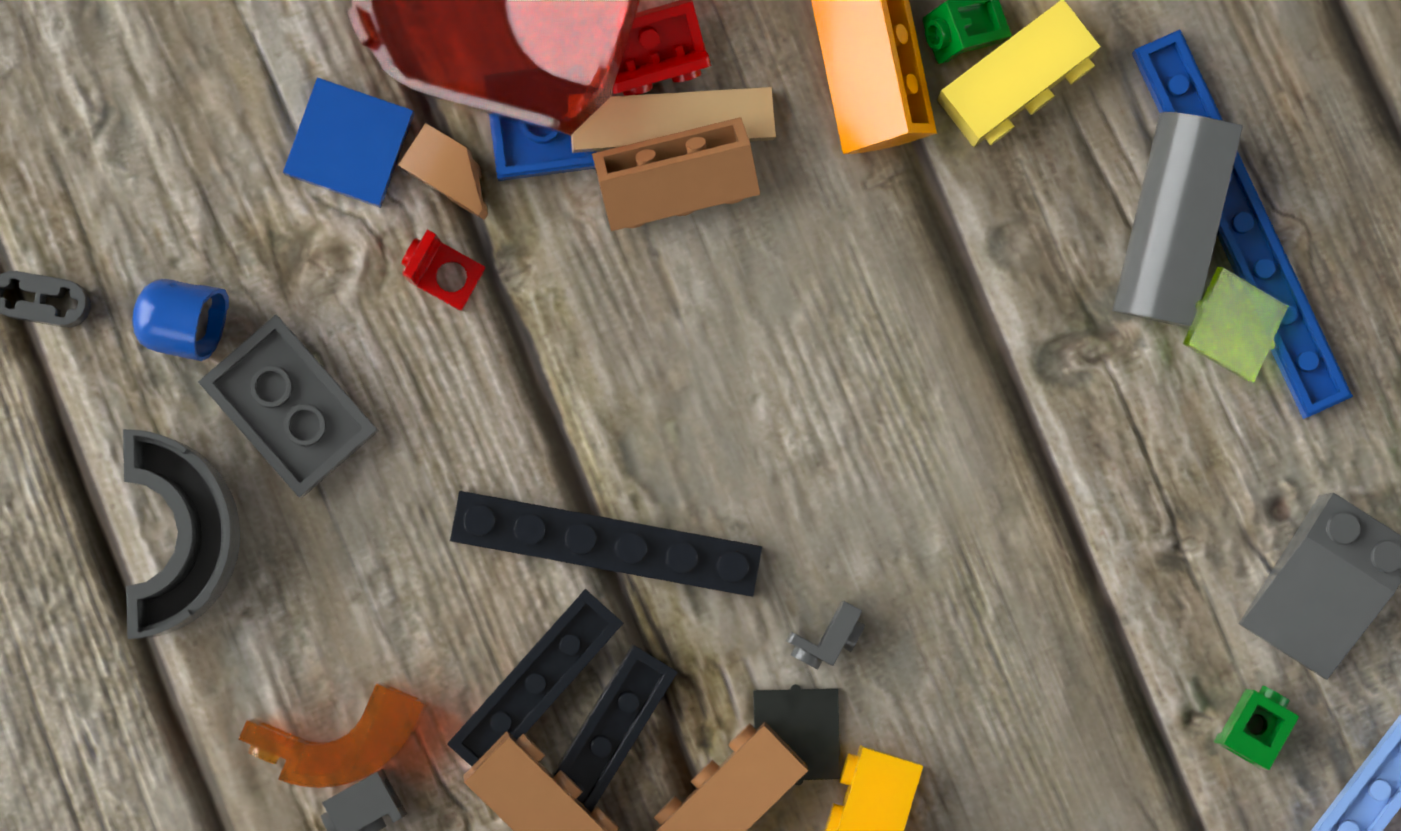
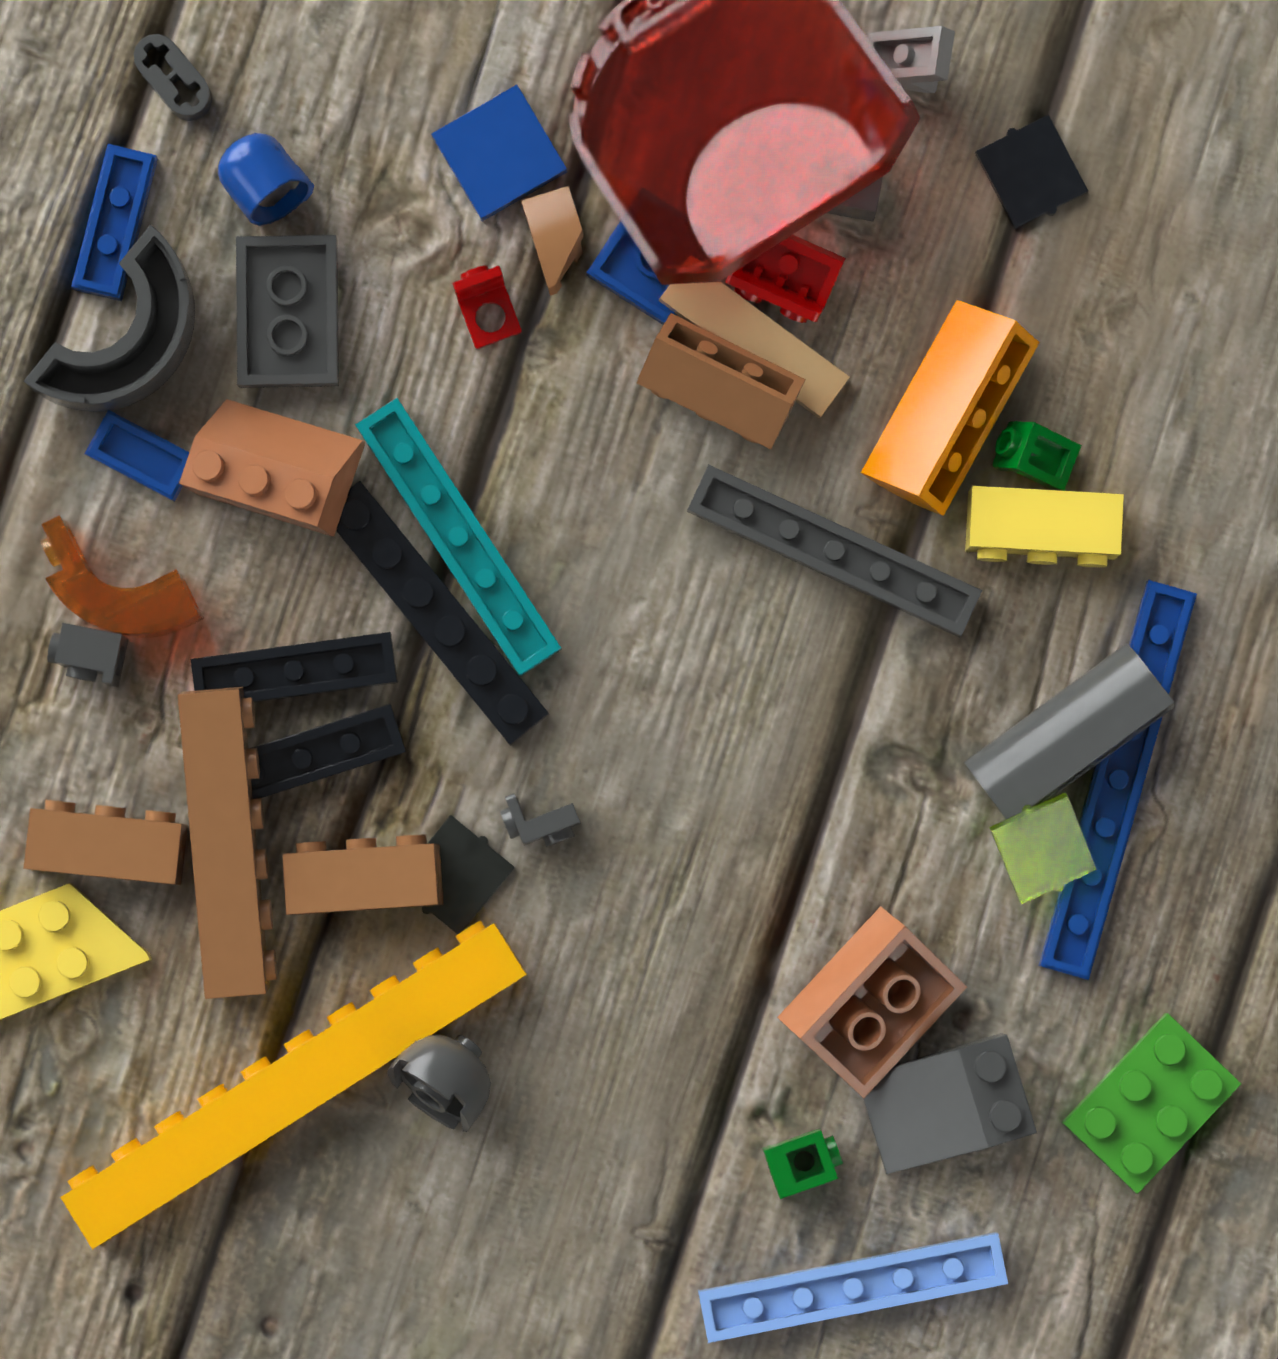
camera: 45 degrees right, 0 degrees up
(90, 451) = (114, 221): none -> blue tile
(269, 617) = (138, 455): none -> blue tile
(382, 536) = (273, 466): none -> nougat slope
(574, 468) = (458, 537): none -> teal plate
(875, 231) = (834, 551): none -> dark grey plate
(1205, 556) = (872, 1001): none -> nougat slope

